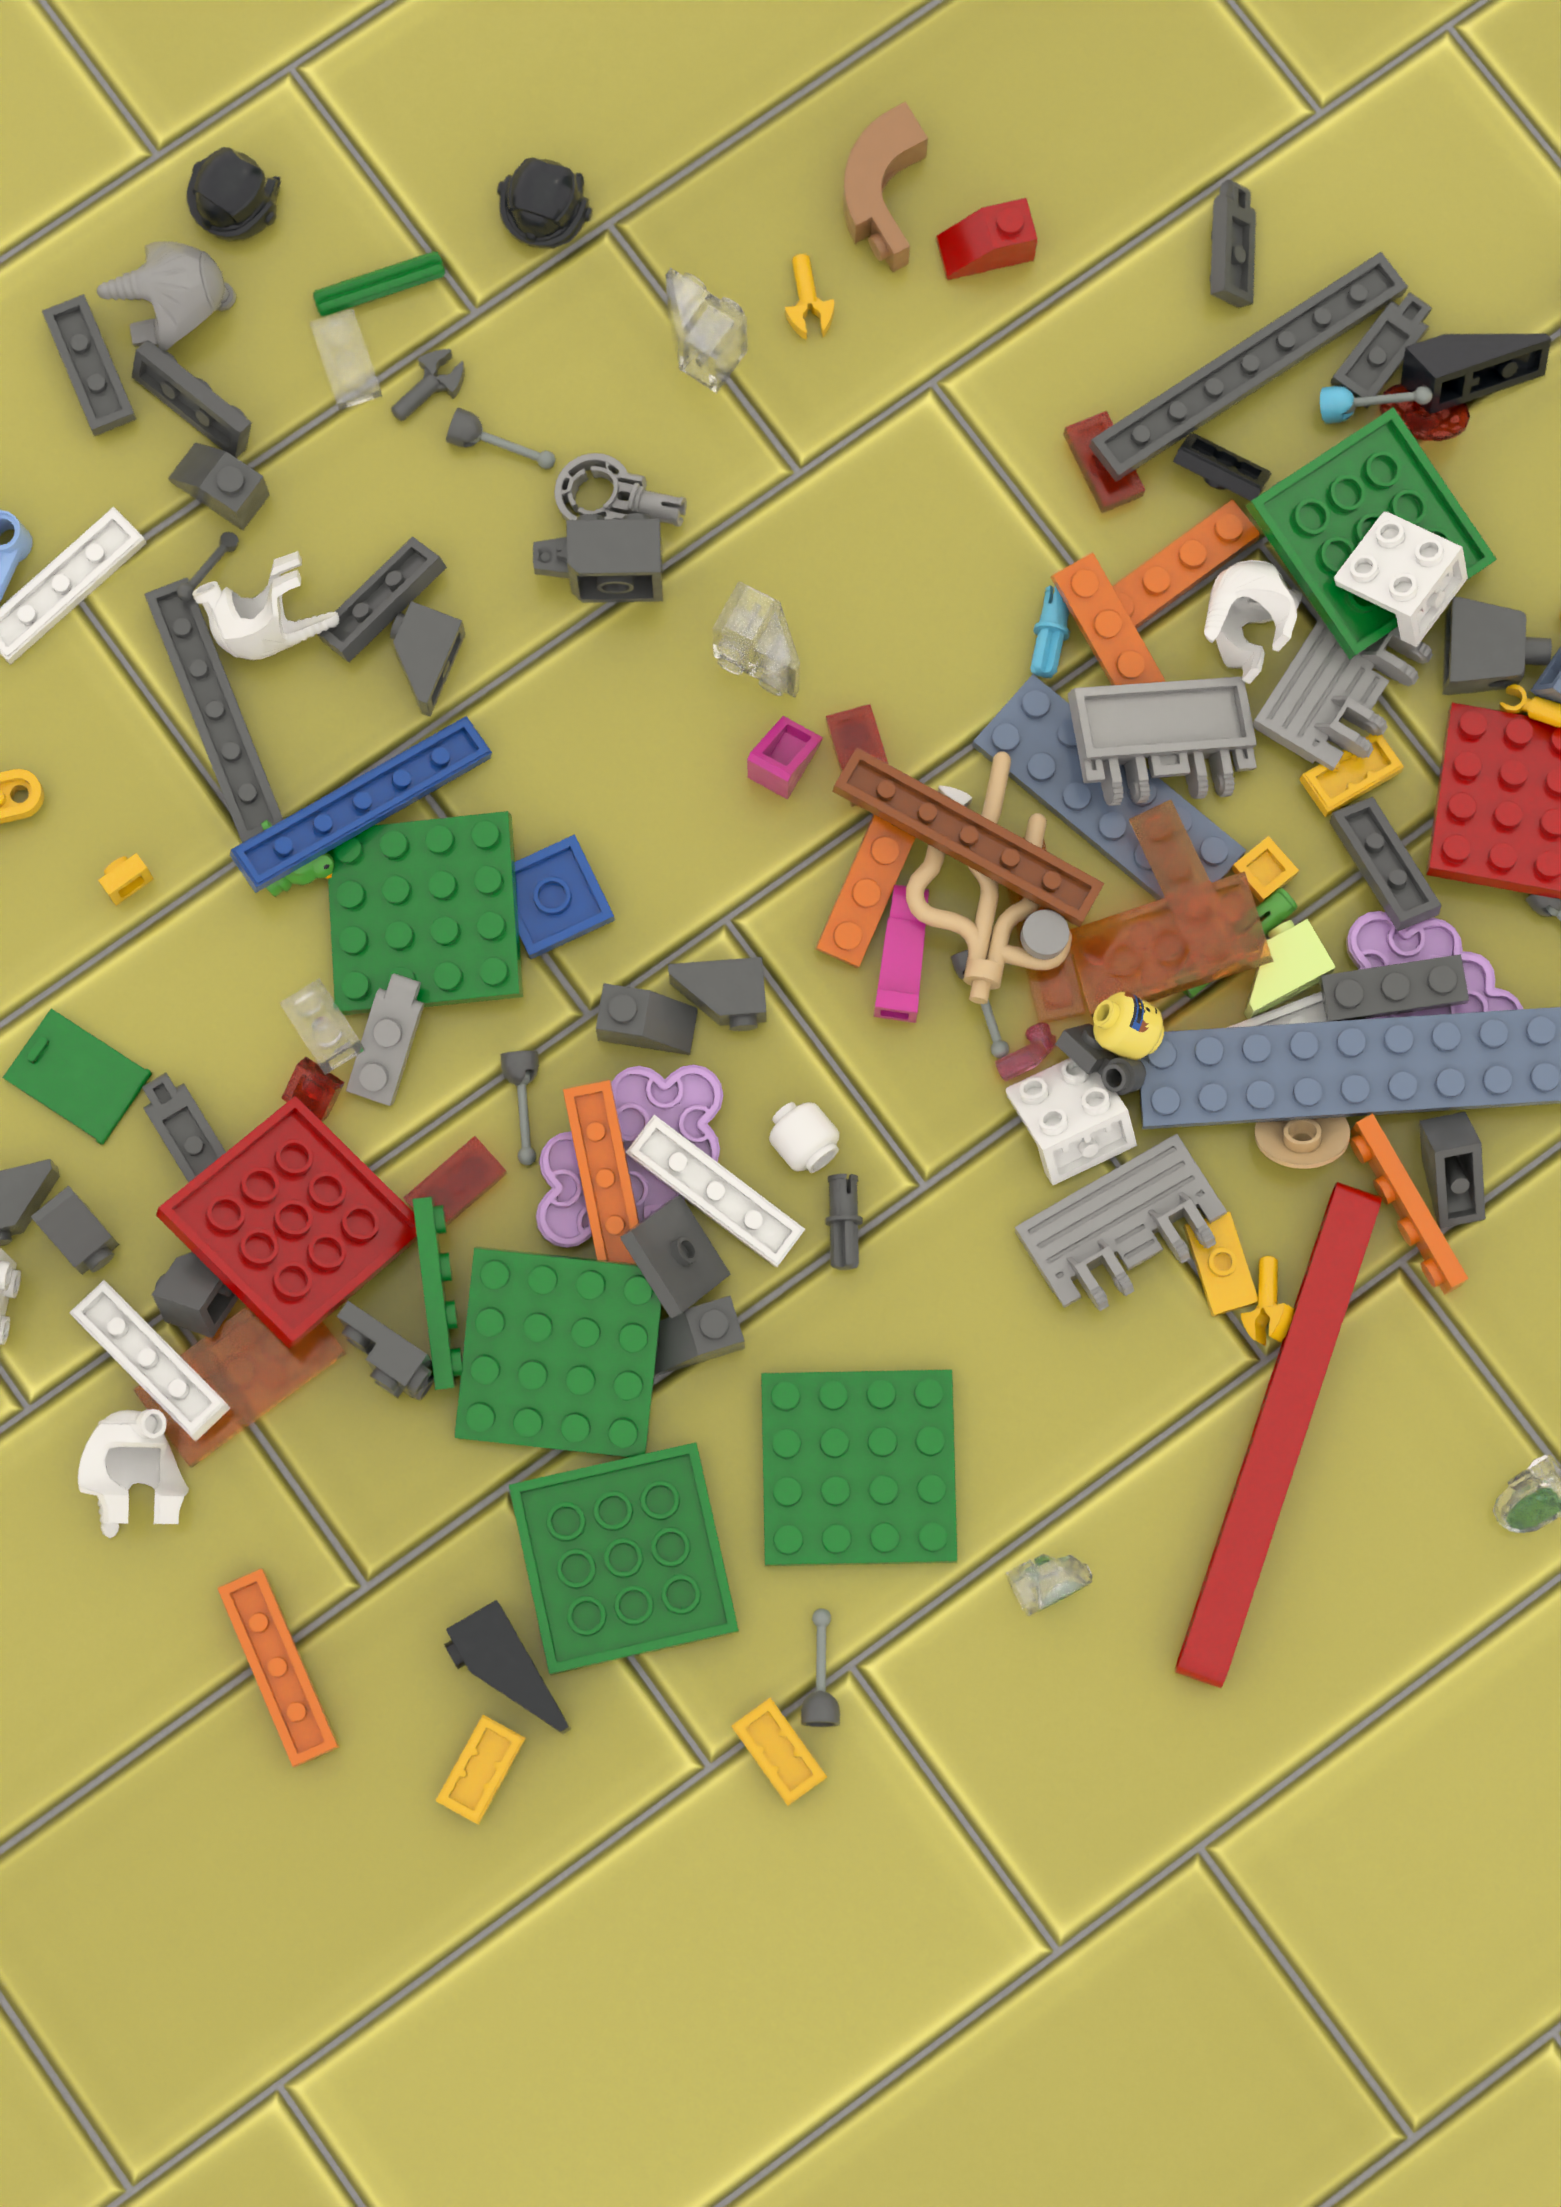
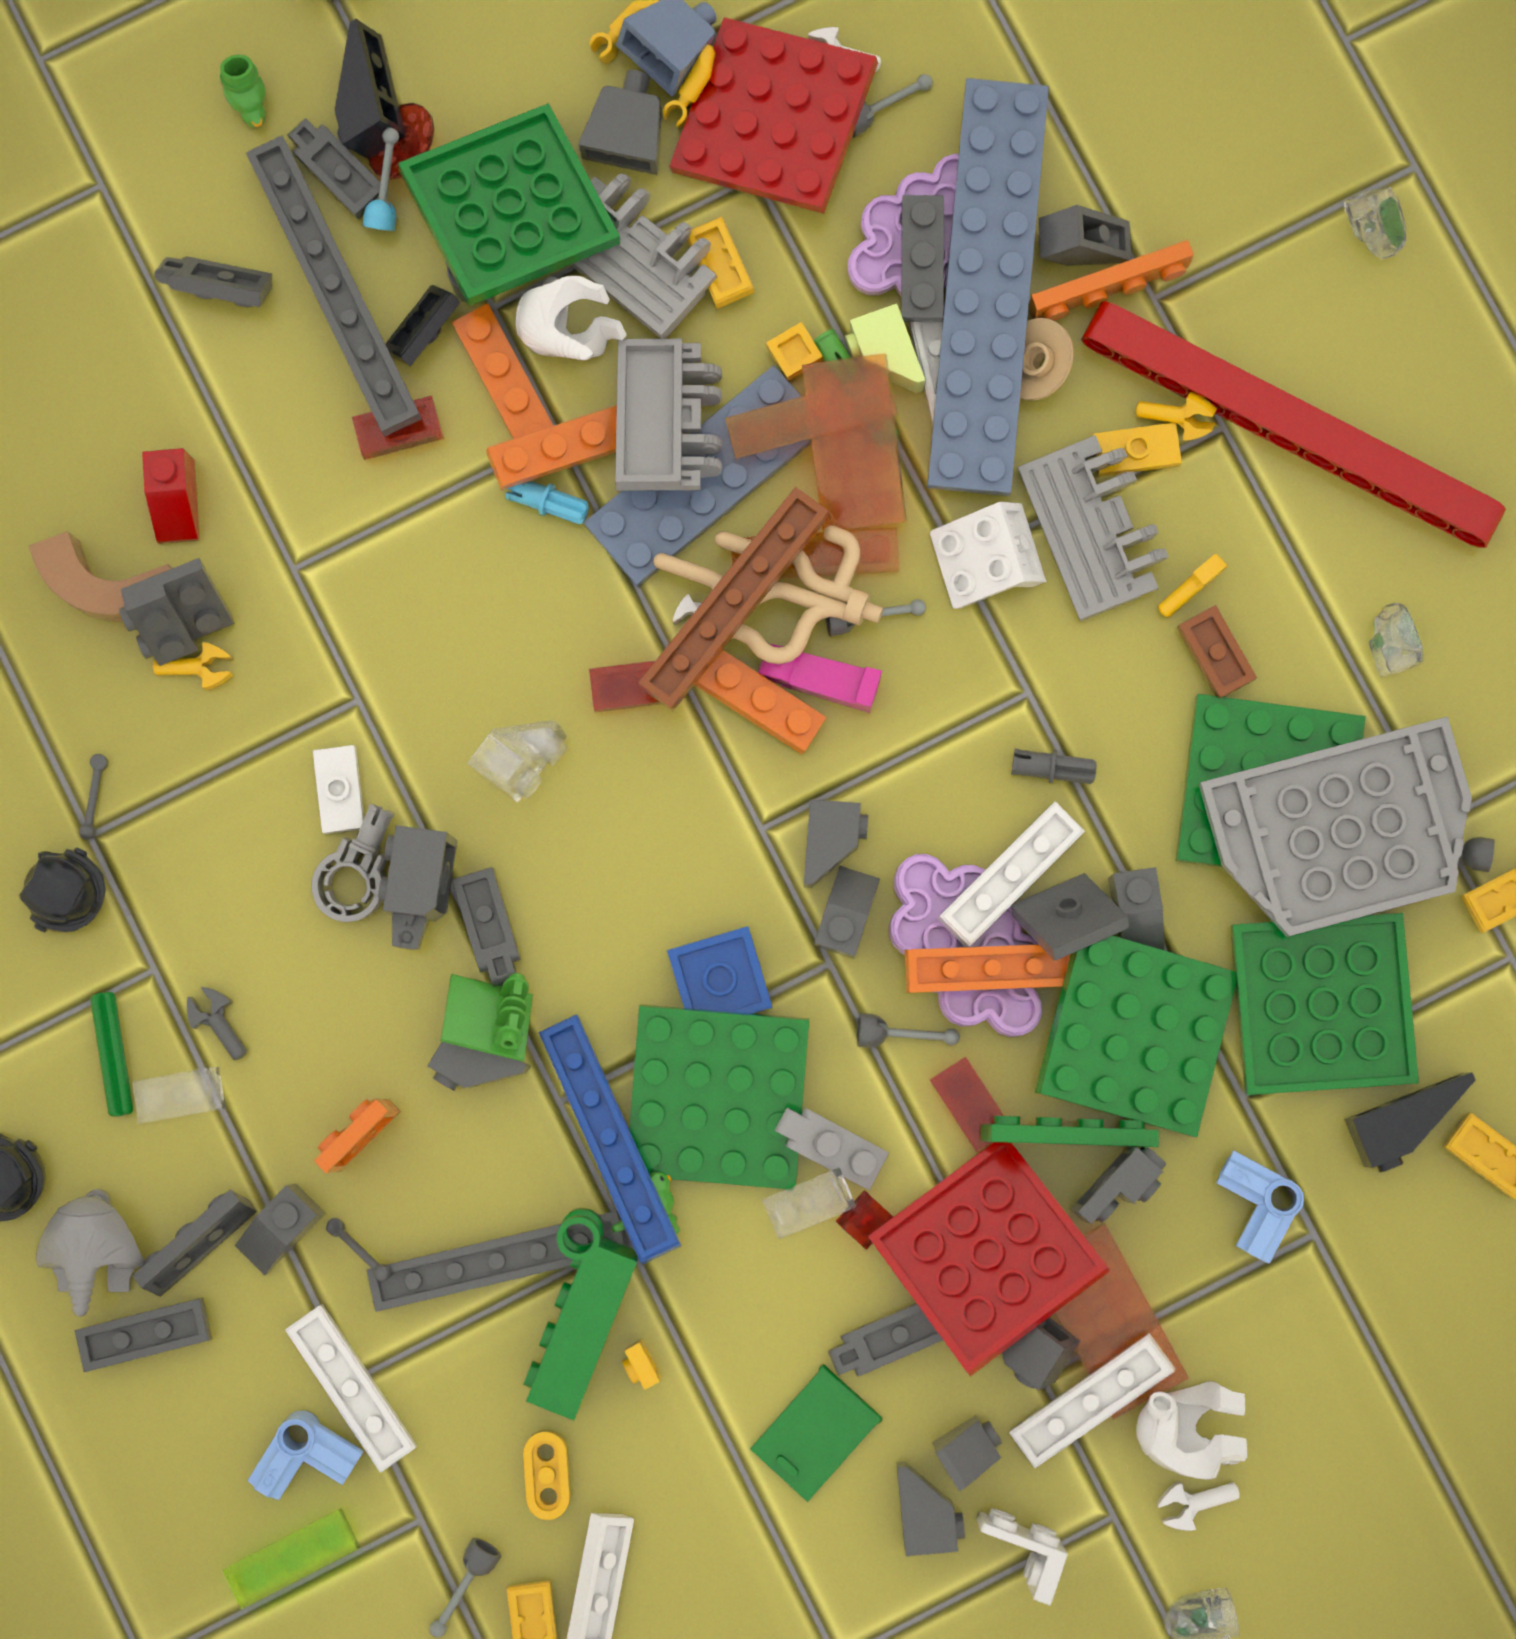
camera: 70 degrees left, 5 degrees up
(54, 1494) = (1195, 1502): none -> white bar
(167, 807) = (585, 1318): none -> green hinge
(258, 625) = (421, 1211): white piece -> none
(278, 1667) = (1379, 1322): orange plate -> none
(336, 547) = (343, 1146): none -> orange plate
(372, 1528) = (1256, 1183): none -> light blue piece
(382, 598) = (416, 1094): dark grey plate -> none
(467, 430) = (268, 992): hinge -> none
(473, 656) = (488, 1015): none -> bright green hinge
(574, 644) = (487, 924): none -> dark grey hinge
(686, 218) = (98, 763): none -> dark grey hinge
(698, 466) = (339, 789): none -> white plate
(705, 330) = (213, 763): clear slope -> none
(782, 756) = (622, 753): dark pink slope -> none
(804, 1136) = (974, 788): white head -> none
(823, 1547) = (1345, 827): none -> light grey plate
(859, 261) = (174, 611): none -> dark grey plate
(1002, 1384) = (1216, 652): none -> dark orange plate
(1030, 1056) = (930, 581): clear pink arm -> none
(1044, 934) = (832, 546): light grey tile -> none
(1083, 1350) = (1201, 577): none -> yellow bar
(1117, 1072) = (938, 524): dark grey plate -> none
(1128, 1026) = (924, 489): light yellow head -> none
(1385, 864) = (808, 246): dark grey plate -> none
(1405, 573) = (553, 180): white bracket -> none
(1451, 237) = (244, 88): none -> bright green animal

